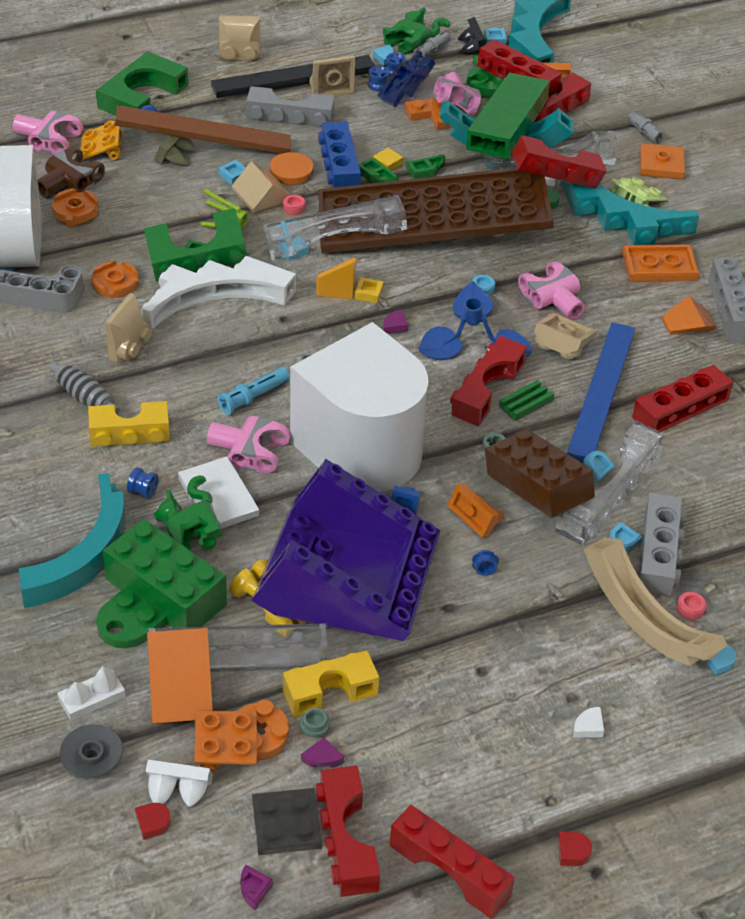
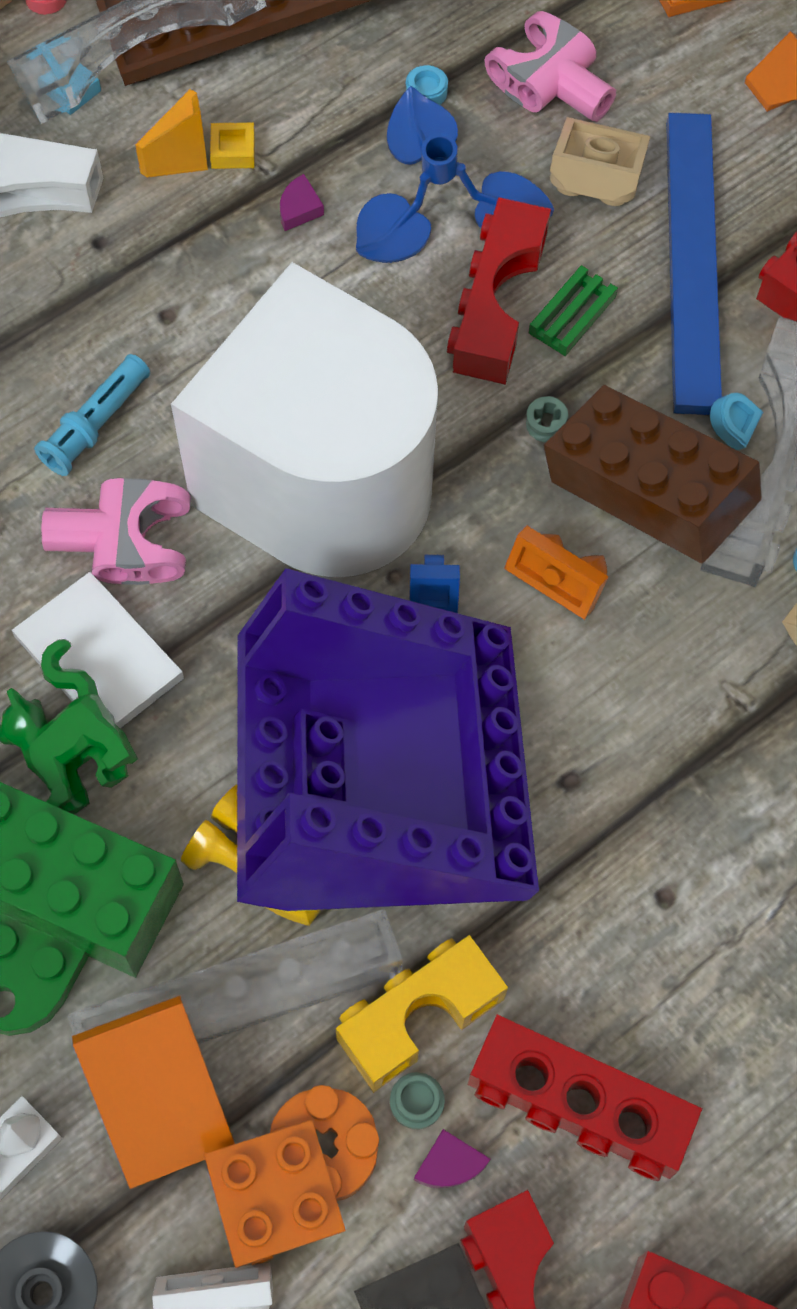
camera: 15 degrees left, 20 degrees up
(396, 726) = (666, 1117): none -> red brick
(485, 562) = (607, 674): blue plate -> none

